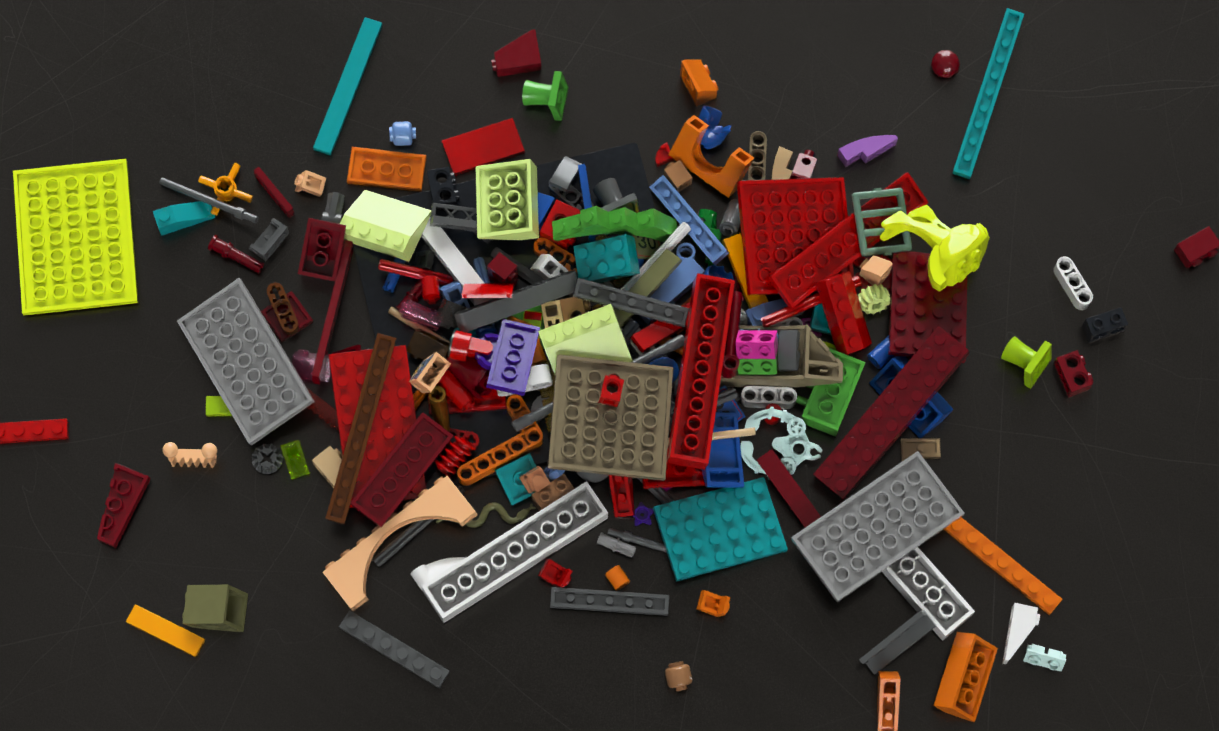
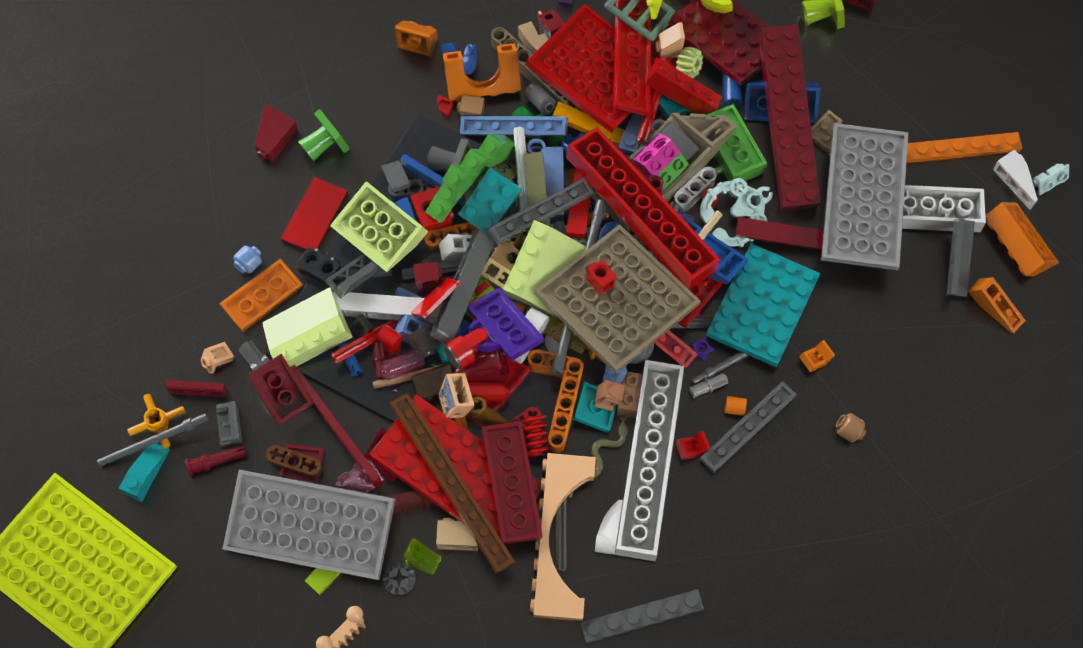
camera: 45 degrees left, 5 degrees down
(347, 86) = (170, 267): teal tile -> none

